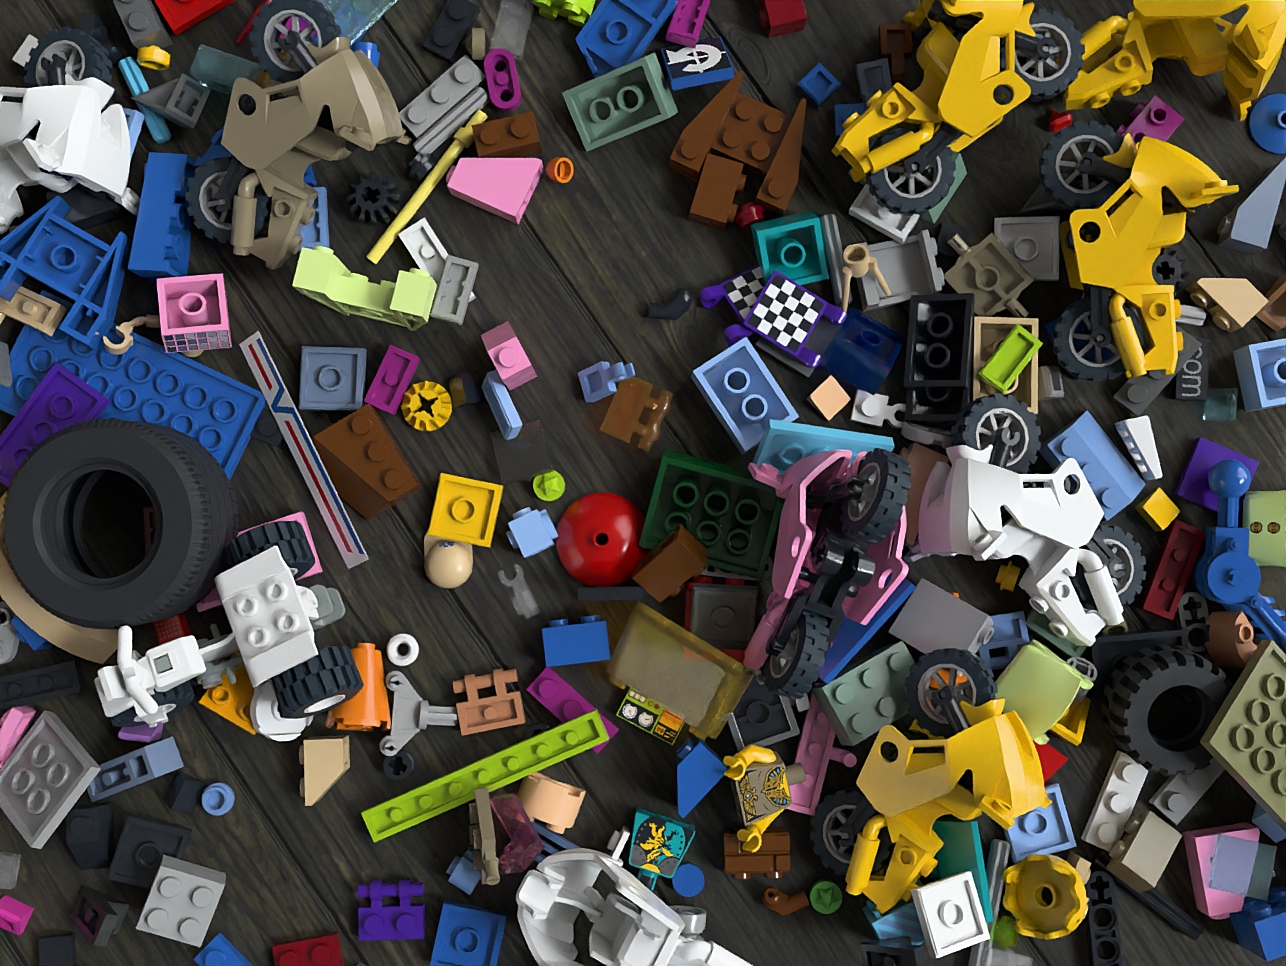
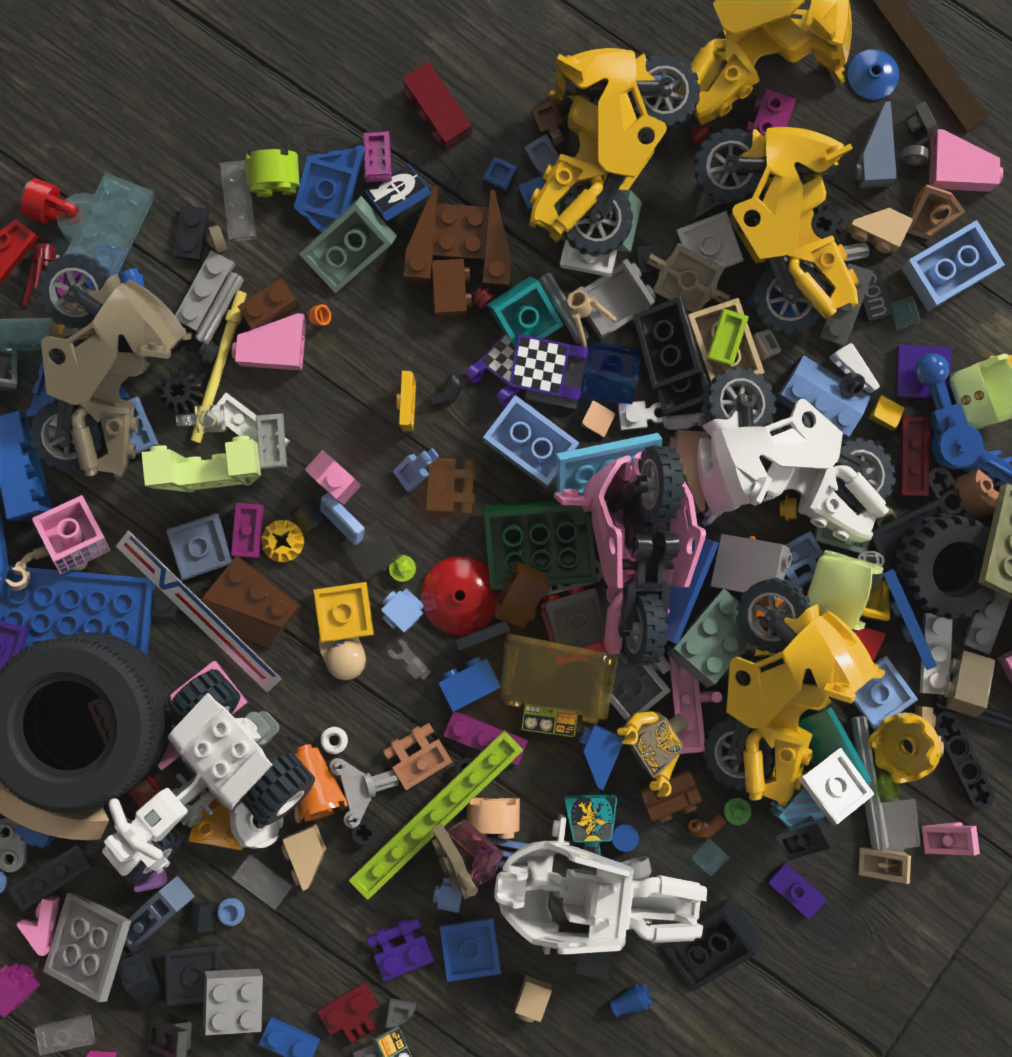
camera: 20 degrees left, 0 degrees up
(264, 778) = (262, 882): none -> clear plate
(391, 238) = (206, 418): none -> clear plate
(504, 81) = (249, 261): magenta plate -> none
(621, 300) = (406, 401): none -> yellow plate
(776, 937) = (710, 857): none -> clear light blue slope
(1099, 763) = (910, 627): none -> blue wing
(1131, 463) = (852, 384): none -> black plate

